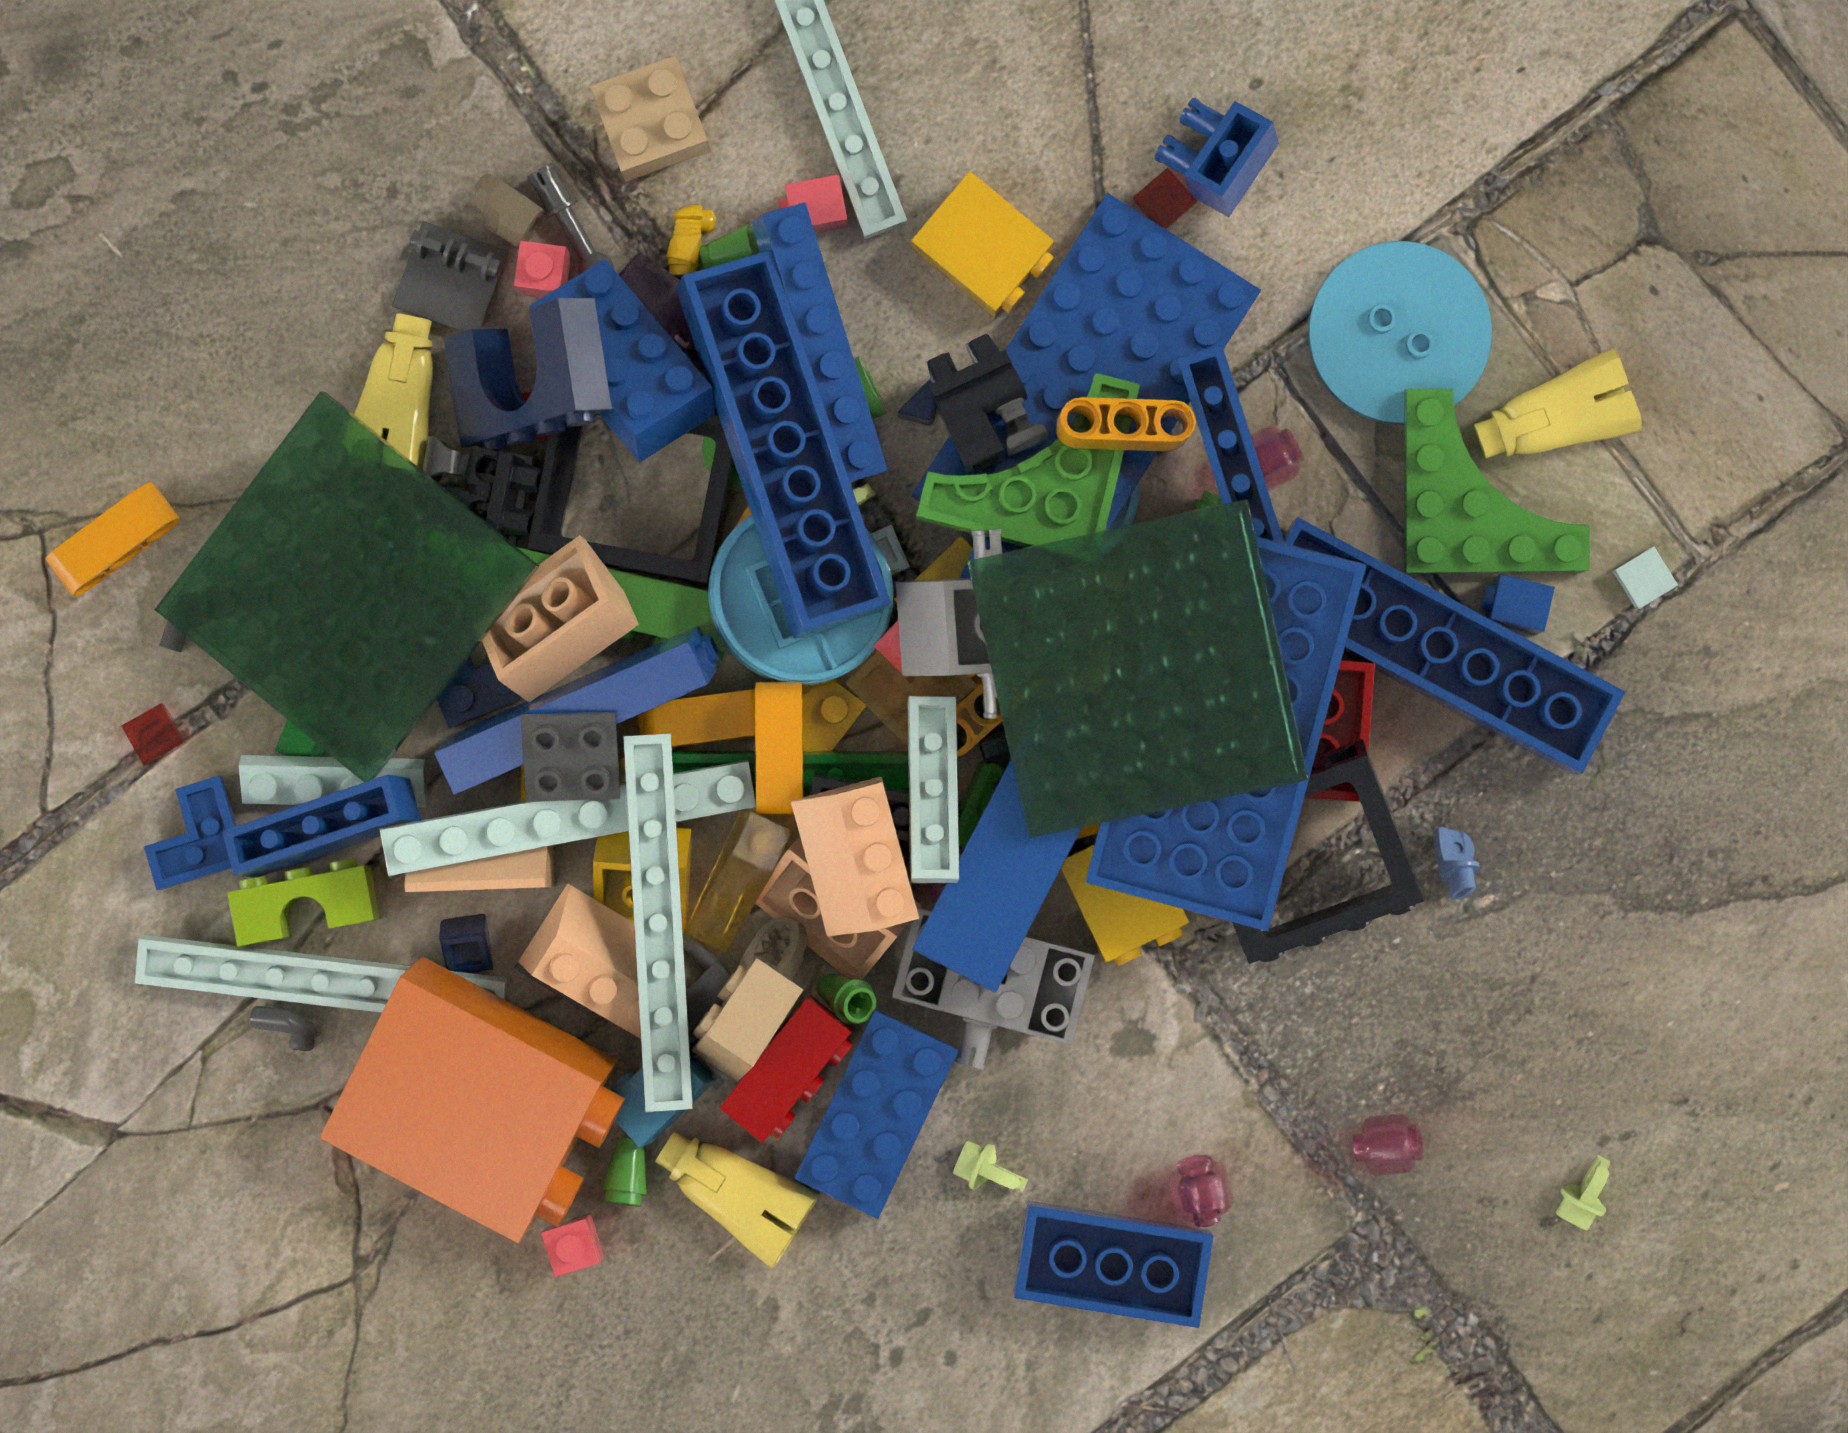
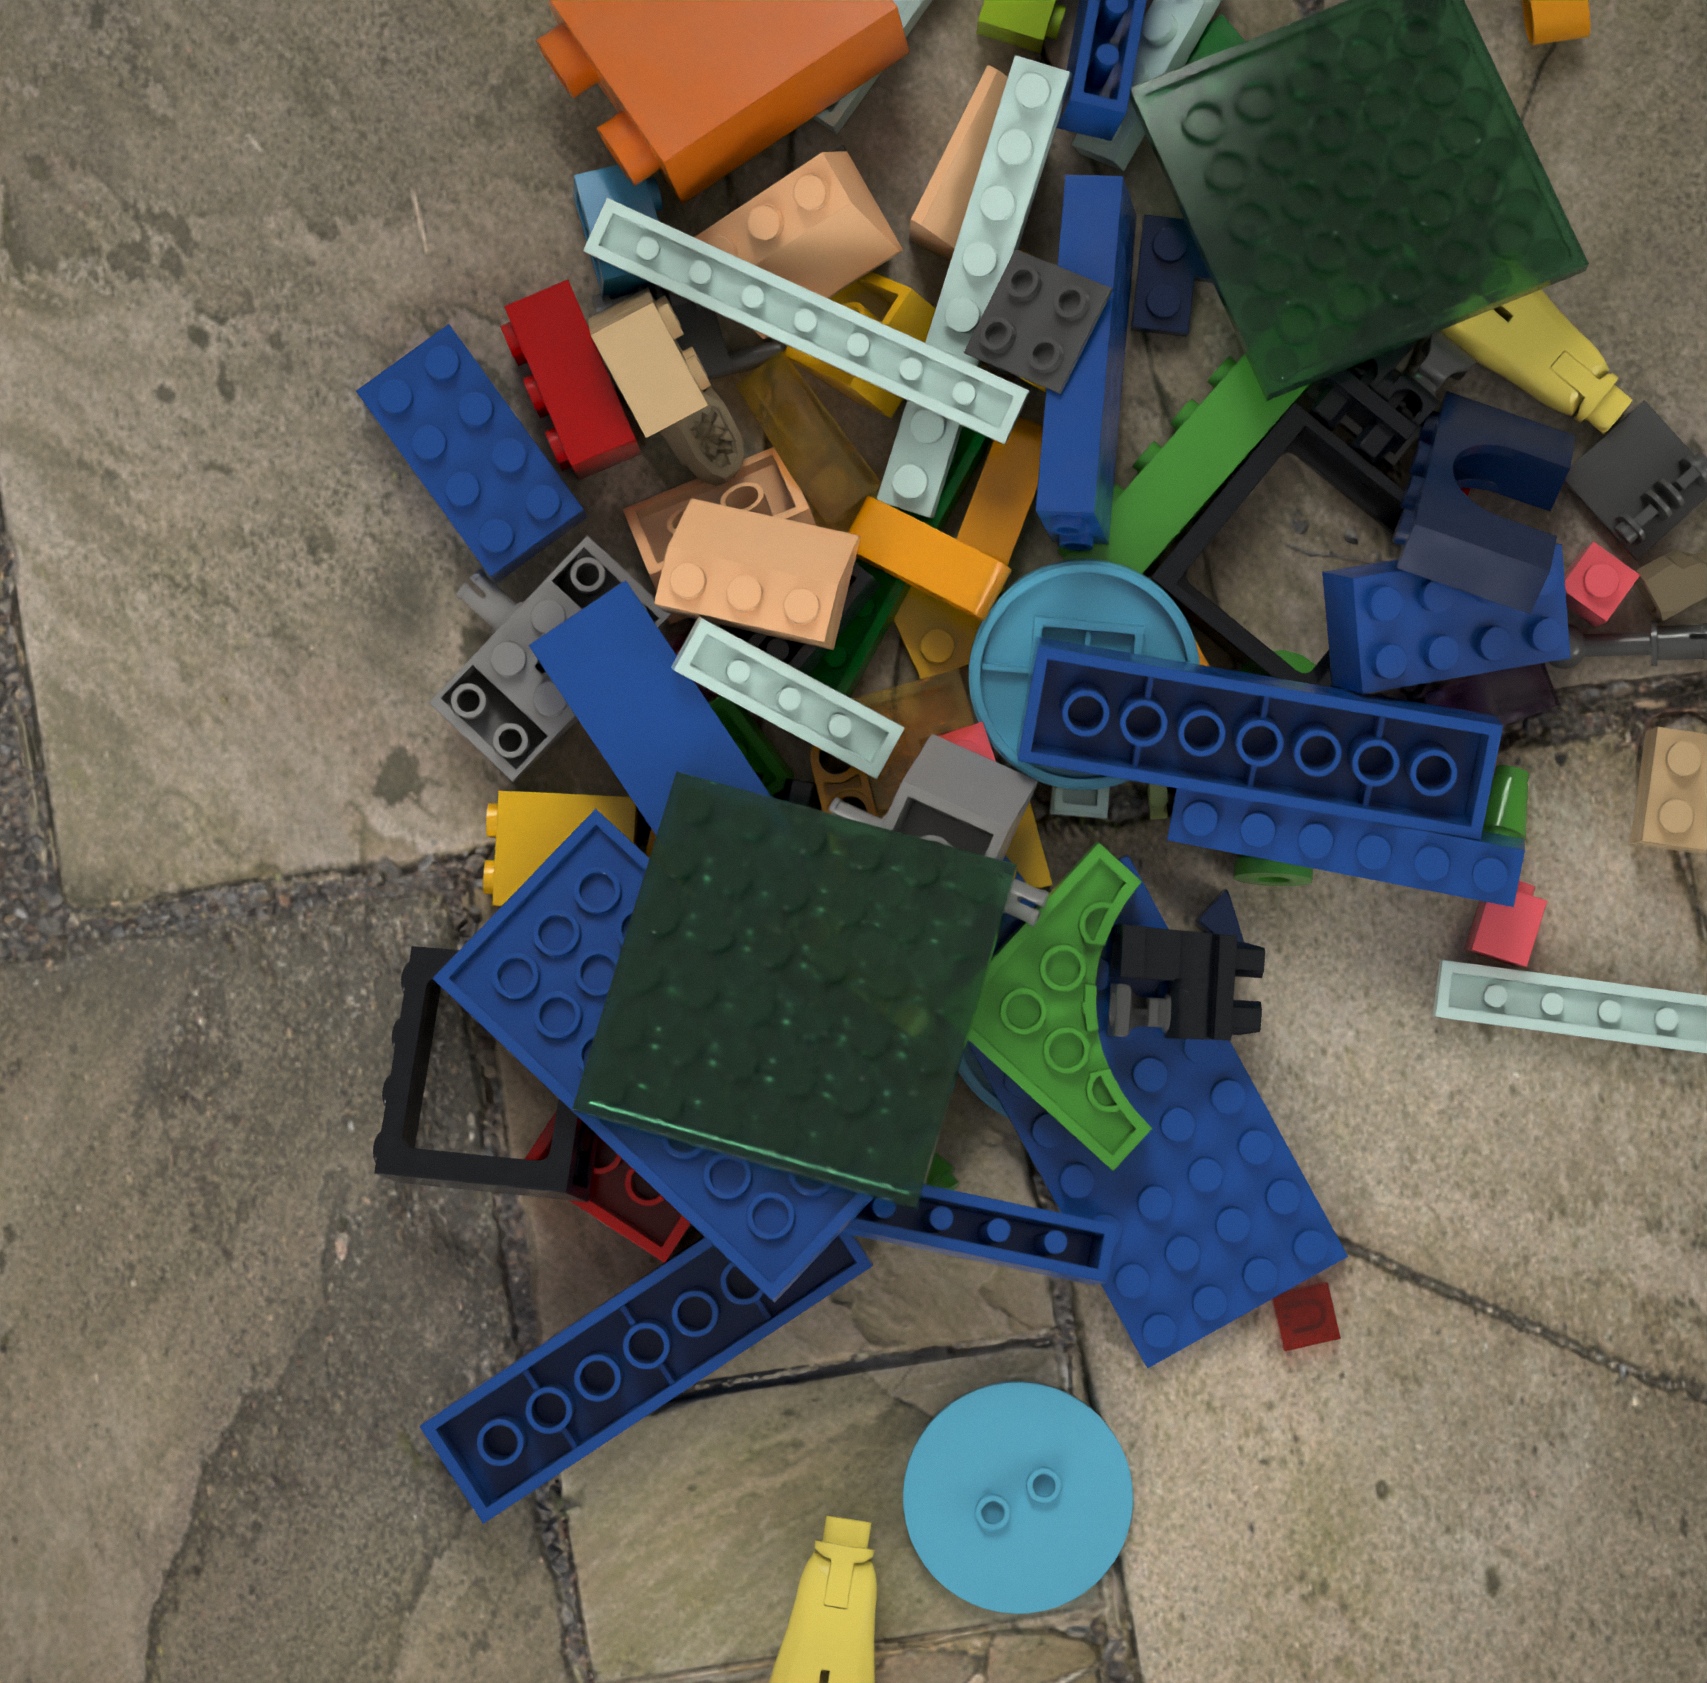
camera: 120 degrees right, 0 degrees up
(466, 944) = (898, 110): dark blue slope -> none
(558, 621) = (1195, 391): light nougat slope -> none
(572, 1245) = (508, 49): coral brick -> none
(626, 1175) = (553, 148): bright green cone -> none
(686, 241) = (1541, 759): yellow arm -> none
(745, 1198) = (459, 262): light yellow piece -> none
(847, 997) = (613, 488): bright green cone -> none
(978, 1165) = (354, 536): yellowish green piece -> none
(983, 245) = (1361, 1086): yellow brick -> none
(1113, 1264) = (168, 621): blue brick -> none
(1144, 412) = (1076, 1156): light orange beam -> none
(1200, 1190) = (196, 761): clear pink head -> none
(1230, 158) = (1312, 1411): blue brick -> none
(1277, 455) = (954, 1283): clear pink head -> none
(1388, 1144) = (132, 993): clear pink head -> none
(1455, 860) = (403, 1237): medium blue piece -> none
(1457, 515) = (776, 1450): bright green plate -> none
(1517, 603) = (646, 1460): blue brick -> none
(1645, 578) = (598, 1620): light aqua tile -> none

